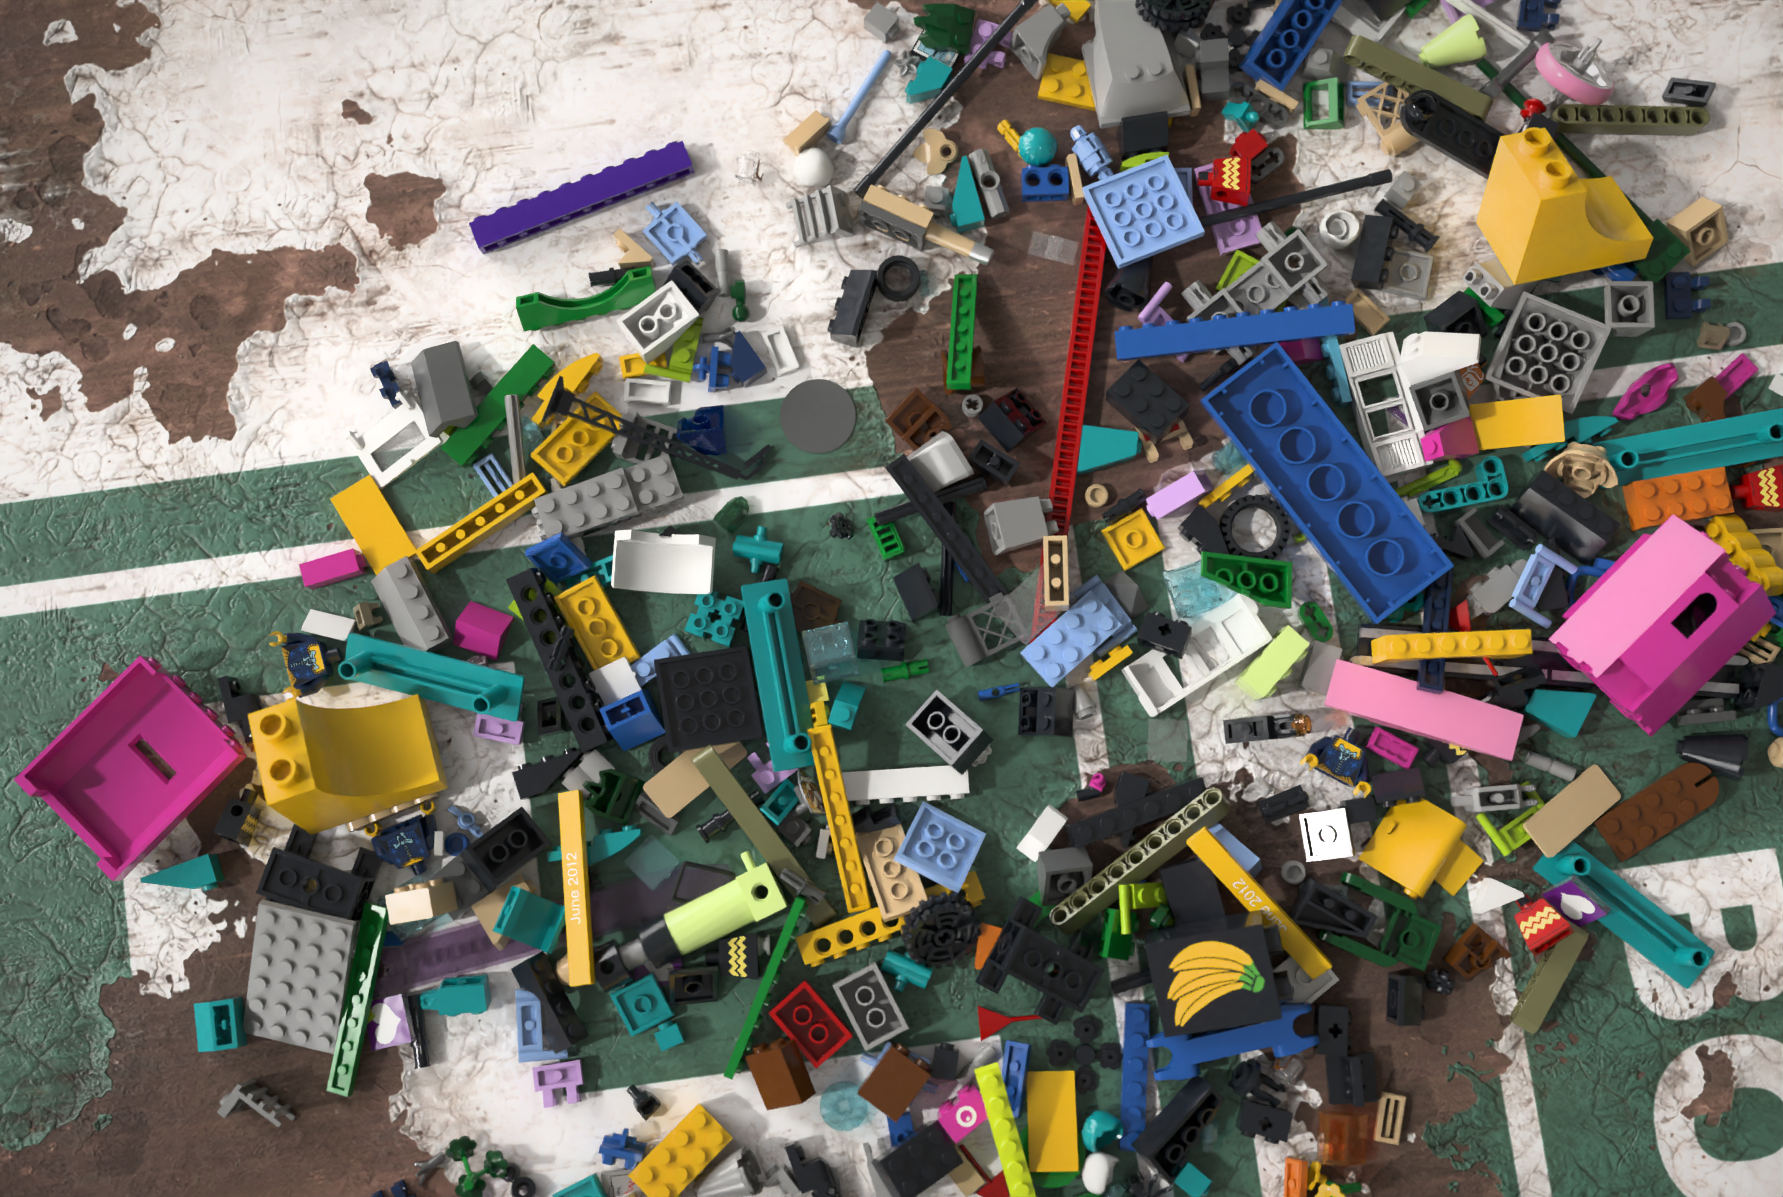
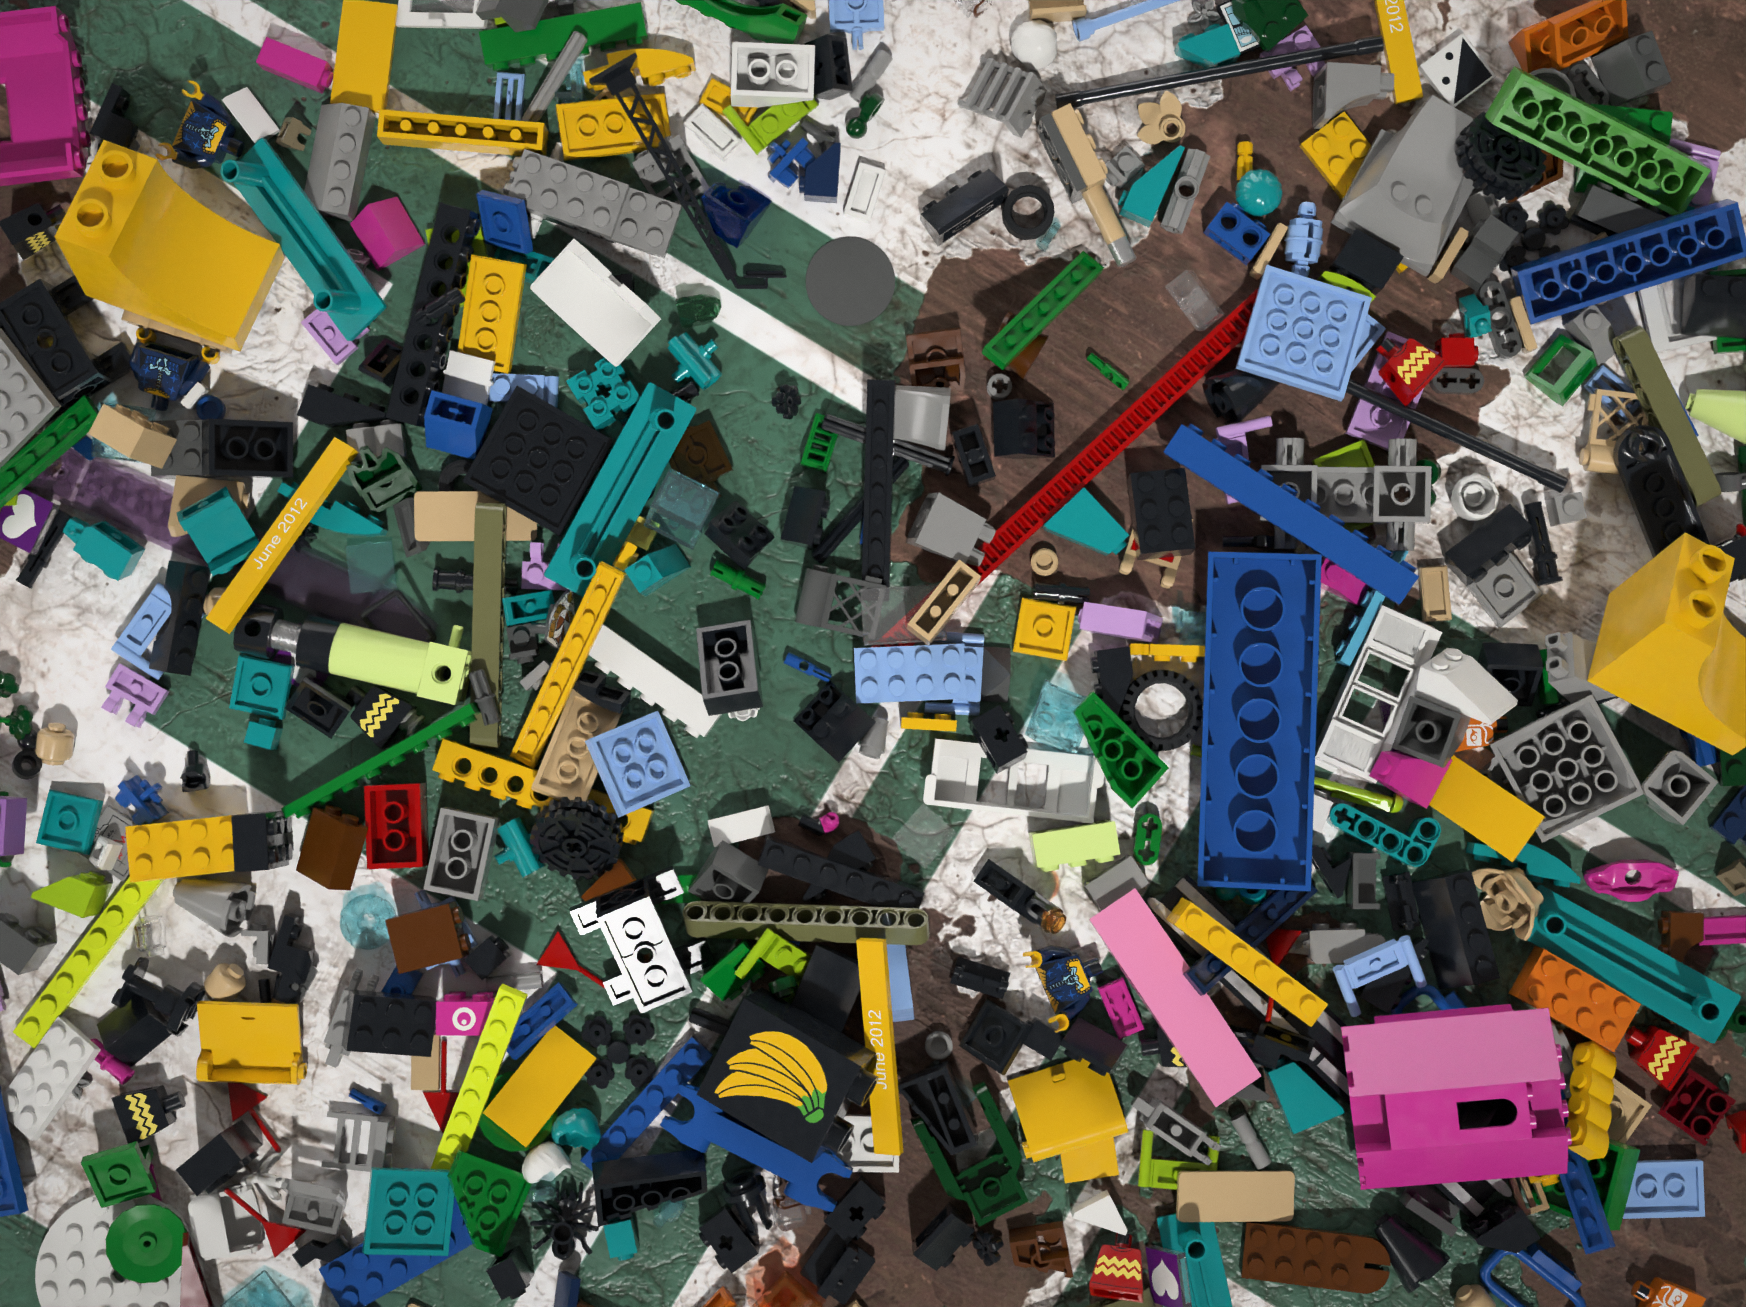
camera: 30 degrees right, 5 degrees up
(466, 821) = (234, 395): light blue piece -> none
(531, 1160) = (54, 744): none -> tan head
(728, 1108) = (261, 841): none -> black brick
(1032, 339) = (1105, 369): none -> green pin

